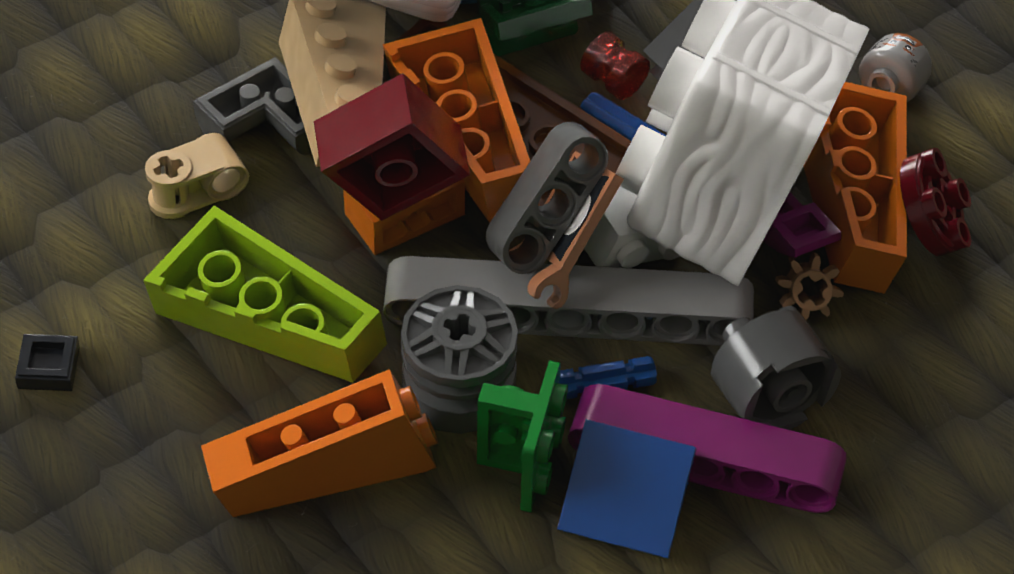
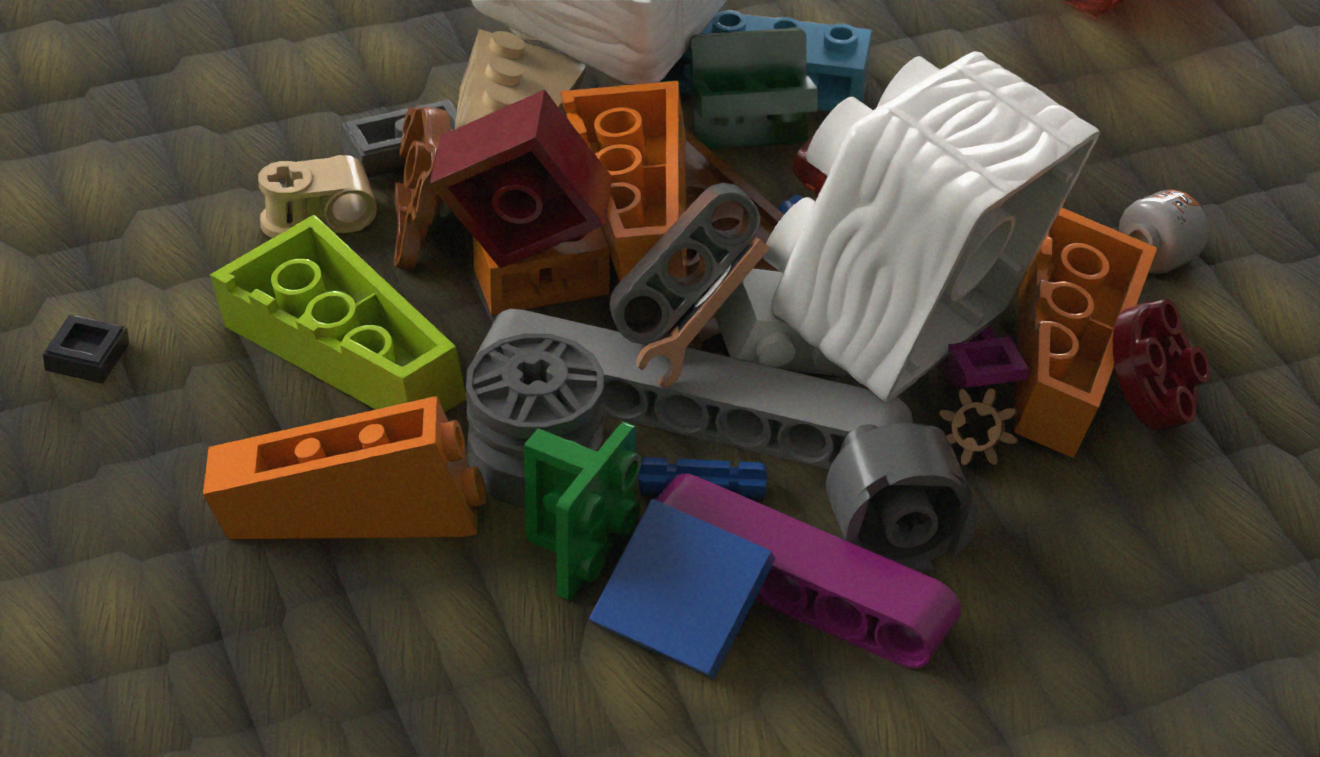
camera: 15 degrees right, 10 degrees down
(291, 146) = (416, 198): none -> dark orange tile

